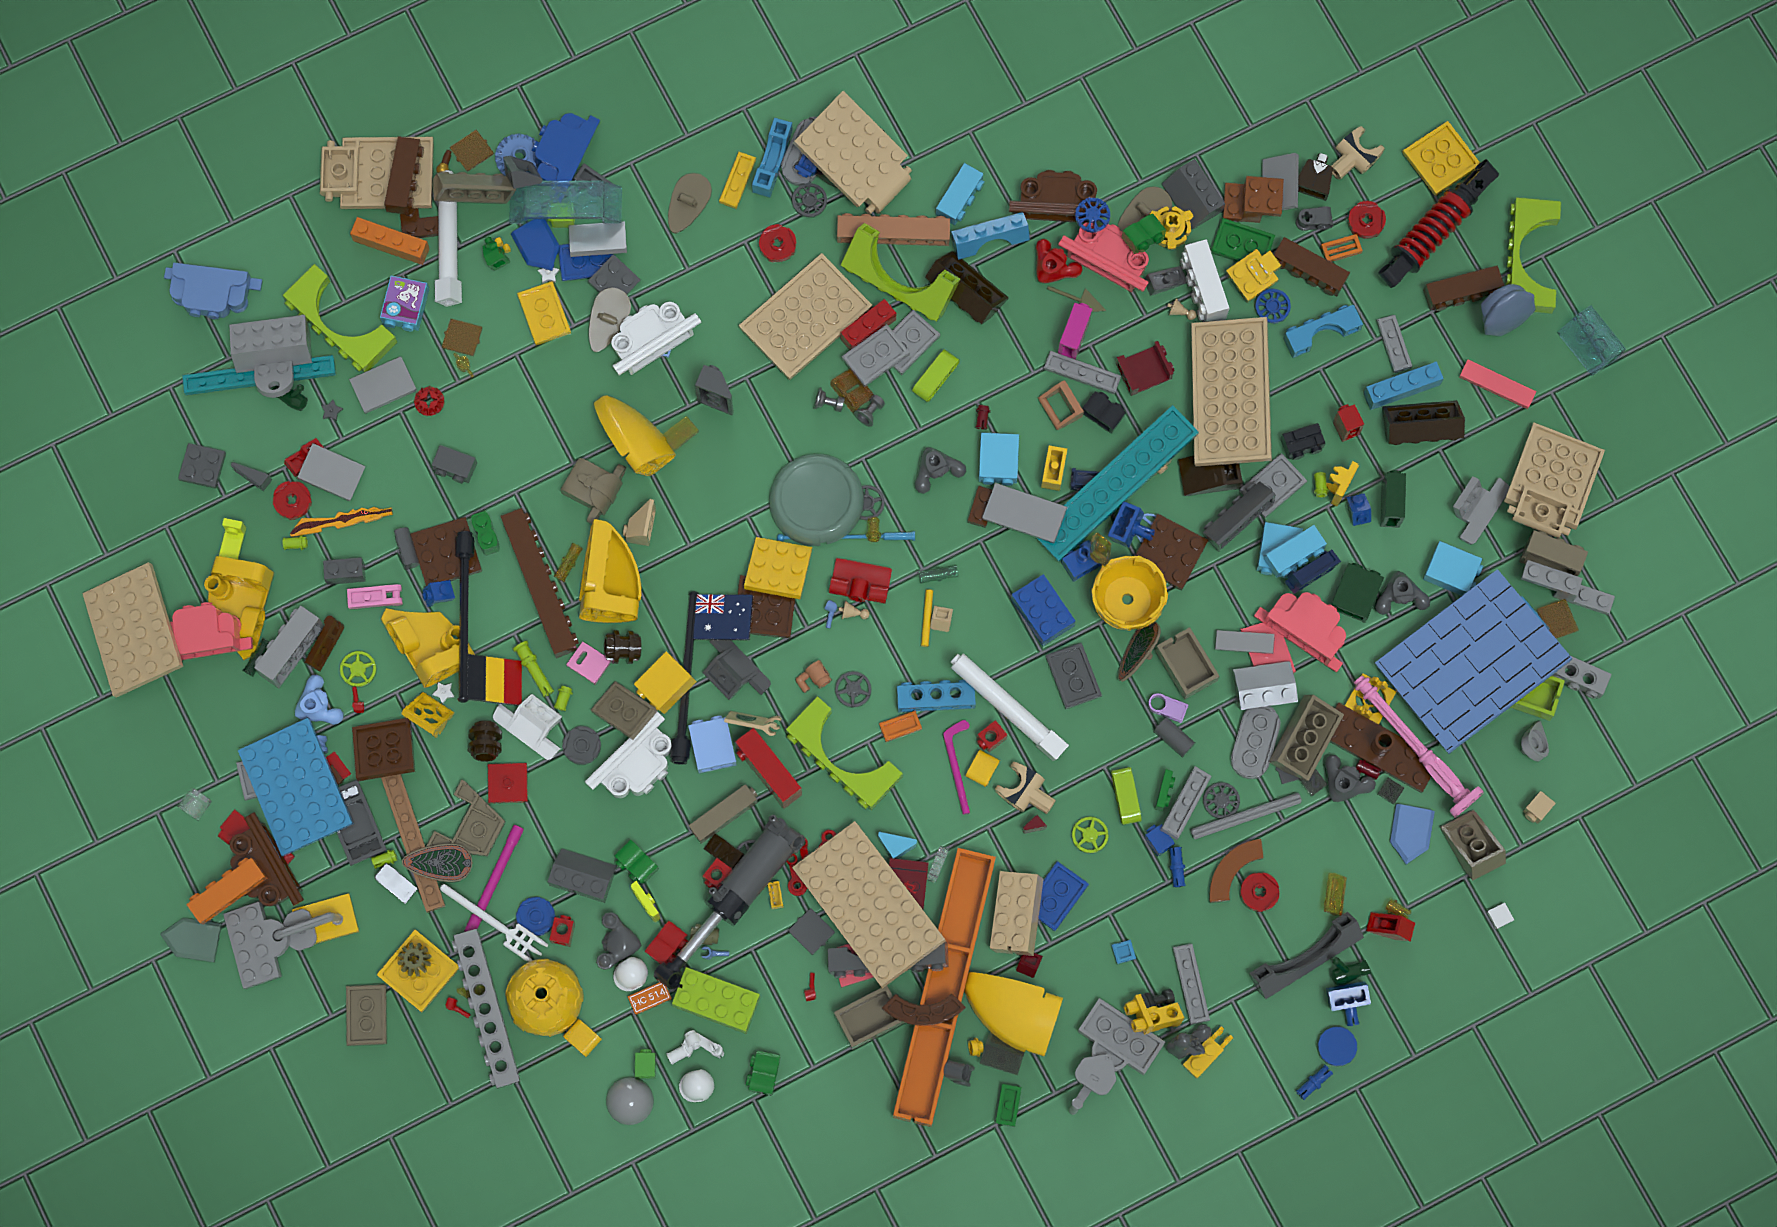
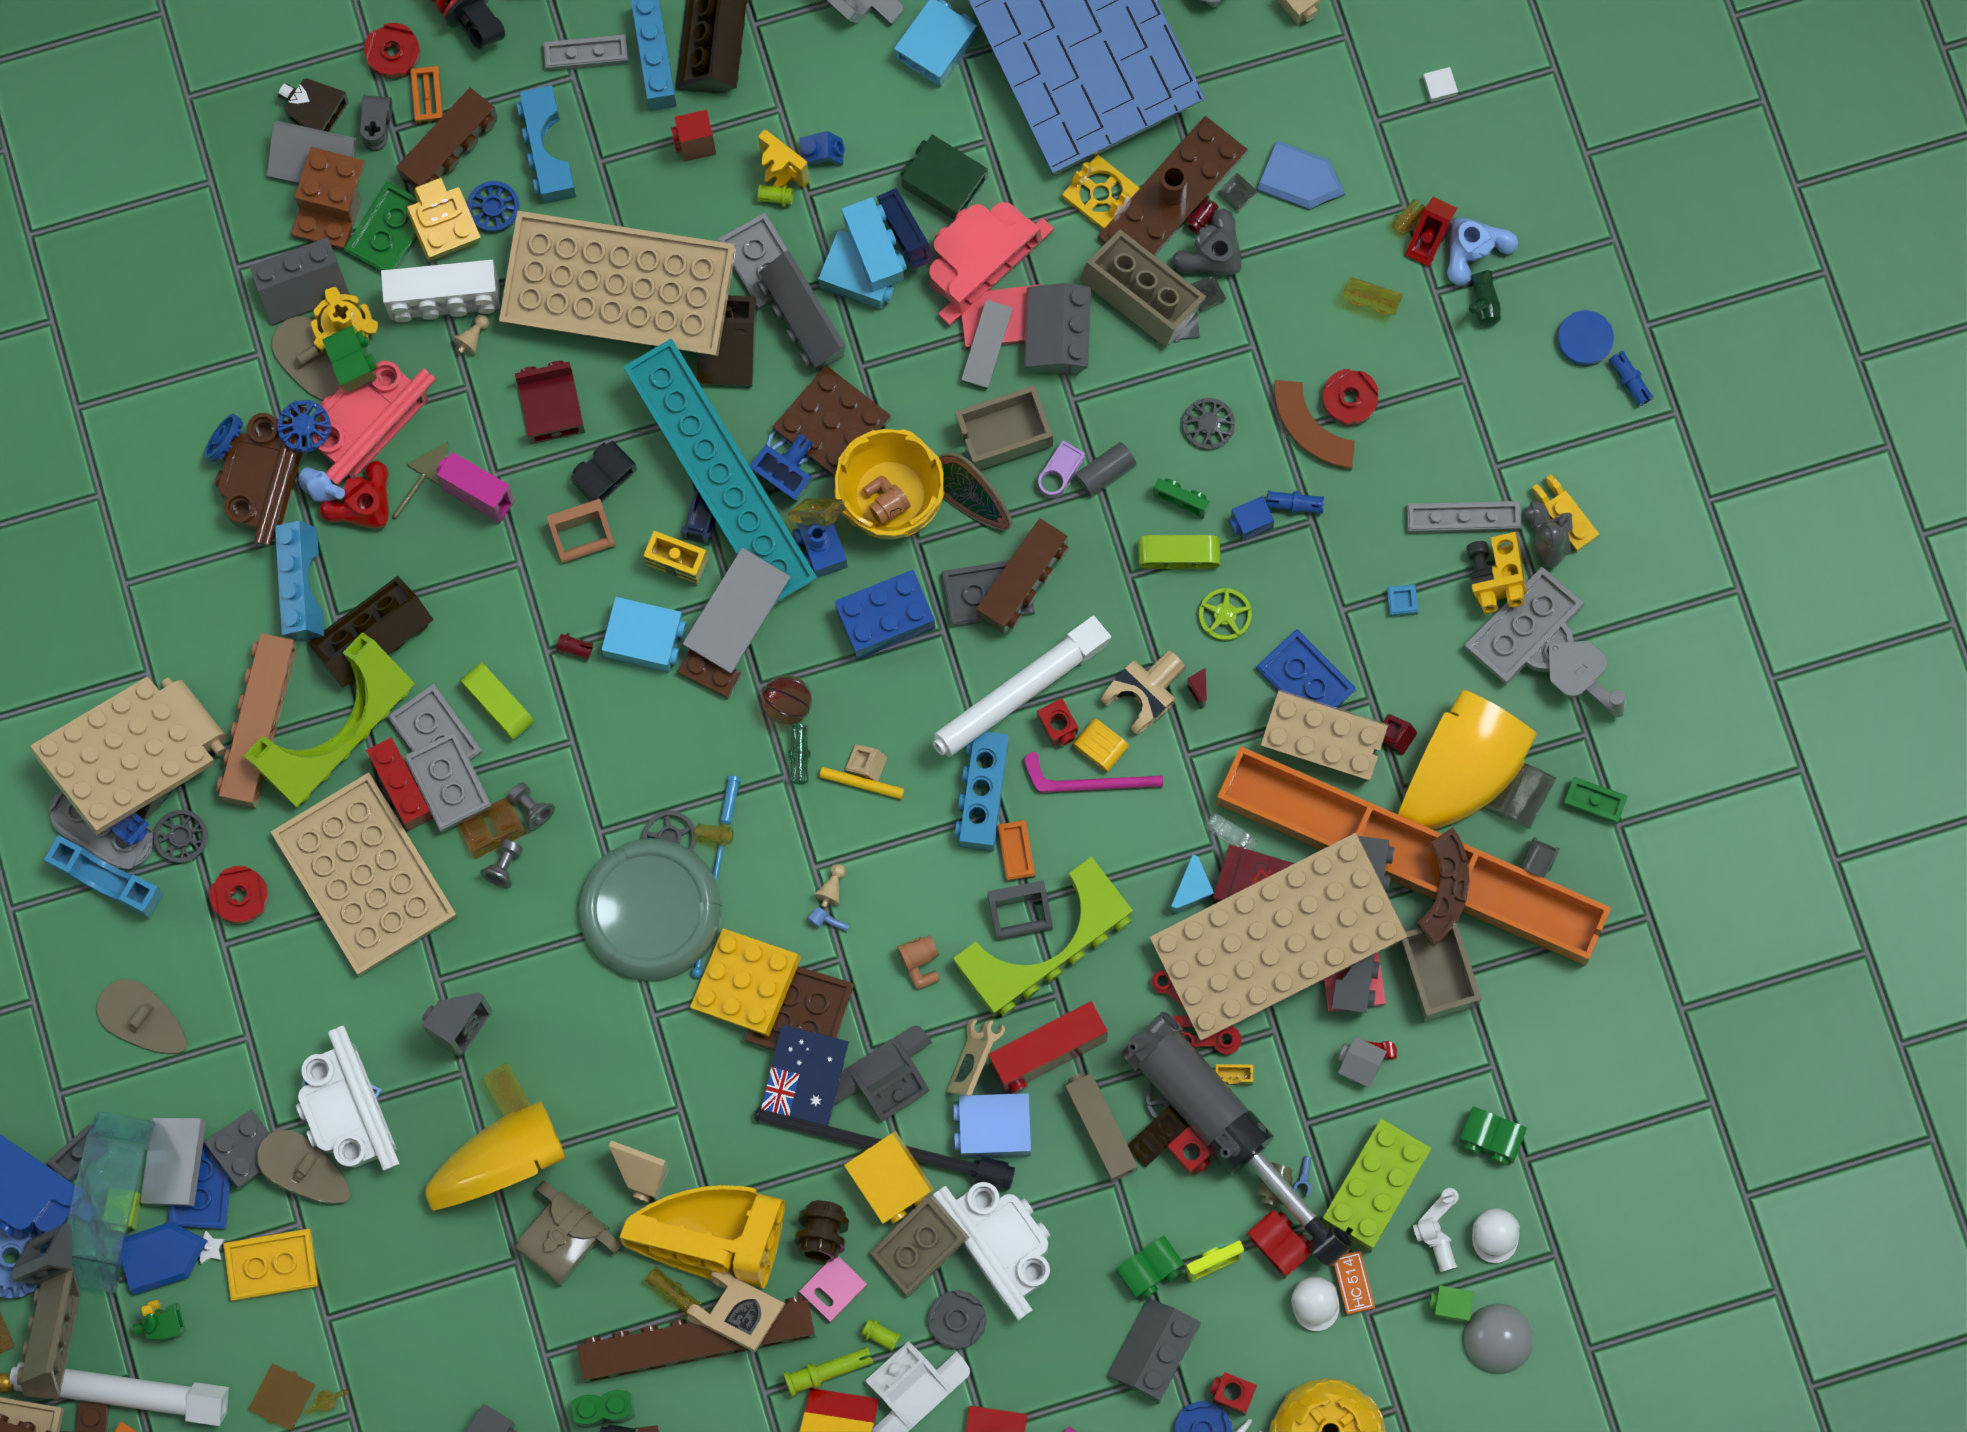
camera: 75 degrees left, 0 degrees up
(559, 605) = (741, 1312): none -> tan flag
(582, 1037) = (1396, 1391): yellow piece -> none
(619, 942) = (1266, 1312): dark grey head -> none
(737, 180) = (124, 937): yellow tile -> none
(797, 976) = (1361, 1061): none -> light grey brick
(811, 931) = (1295, 1033): dark grey piece -> none
(853, 689) = (947, 908): dark grey wheel -> none
(860, 581) = (788, 867): red panel -> none
(870, 732) = (1015, 895): none -> dark grey tile
(935, 465) = (636, 725): dark grey head -> none
(960, 194) = (223, 613): medium azure brick -> none
(971, 557) = (787, 699): none -> clear red piece
(975, 1047) = (1505, 830): yellow plate -> none
(1056, 233) = (319, 485): none -> light blue piece
(1077, 168) = (222, 436): none -> blue wheel
(1082, 372) = (535, 492): light grey tile -> none
(1086, 694) = (1022, 576): none -> reddish brown brick
(1118, 597) = (888, 504): none -> nougat piece
(1165, 280) = (420, 347): flat silver slope -> none
(1185, 803) = (1206, 471): light grey tile -> none
(1246, 815) = (1237, 394): light grey axle -> none
(1255, 742) = (1134, 361): light grey tile -> none
(1303, 441) = (706, 205): black brick -> none
(1341, 935) = (1477, 401): dark grey arch -> none
(1348, 998) = (1523, 306): brick -> none
(1355, 155) = (290, 46): tan connector -> none
(1389, 955) = (1471, 241): none -> light blue head
(1393, 499) = (820, 97): dark green brick -> none
(1401, 590) = (955, 116): dark grey head -> none
(1434, 765) = (1270, 94): bright pink piece -> none
(1474, 845) = (1335, 96): dark tan slope -> none

